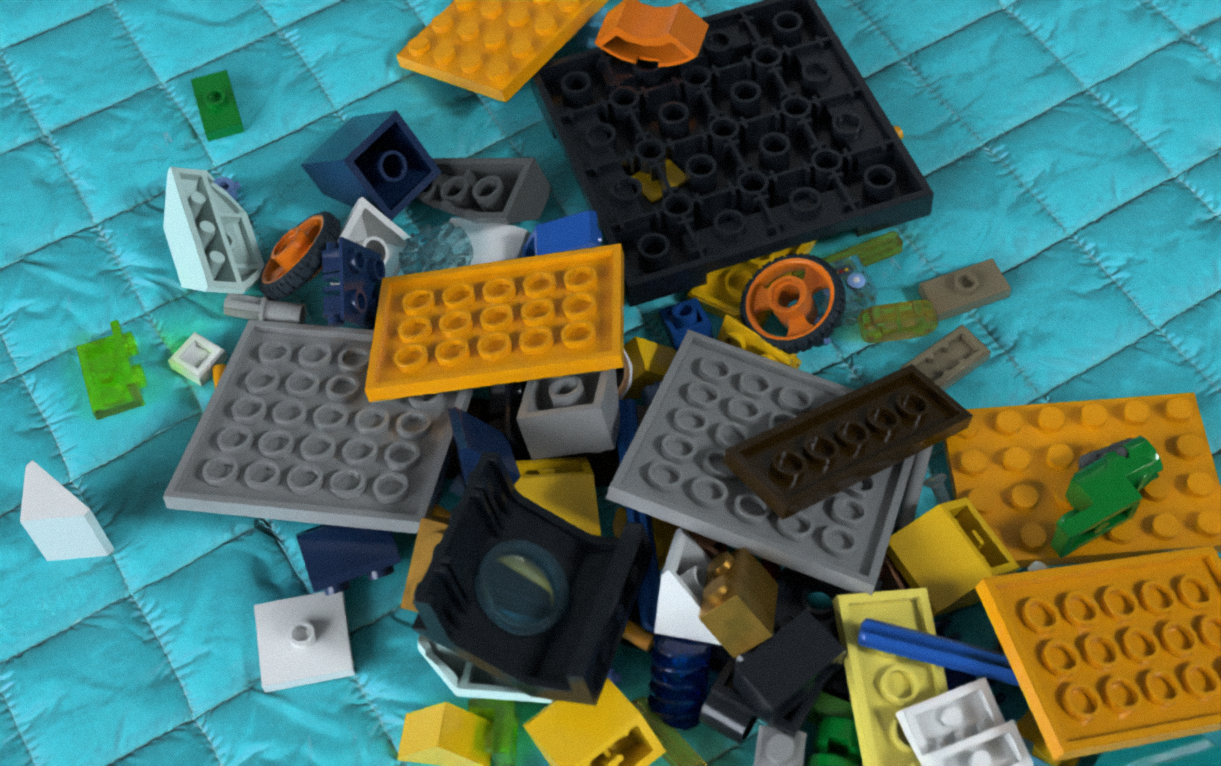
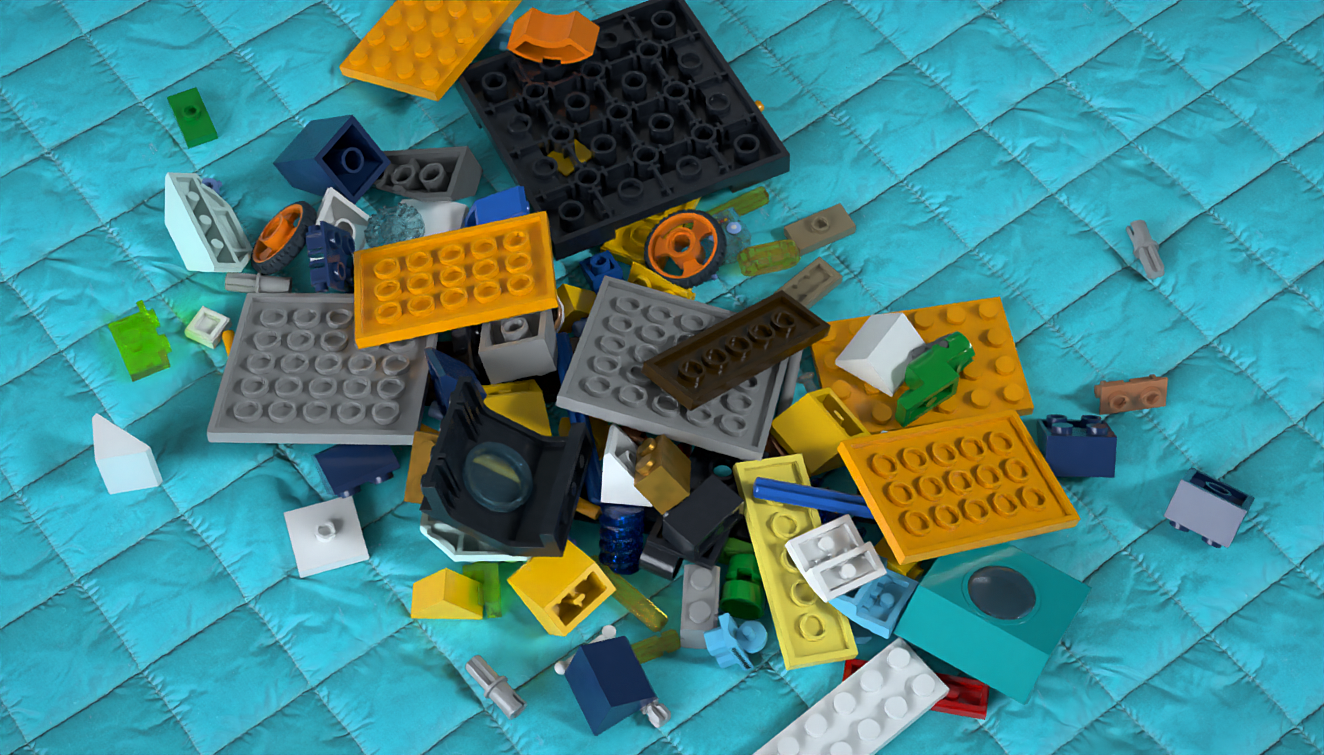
camera: 10 degrees left, 0 degrees up
(1038, 454) = (881, 351): none -> white slope

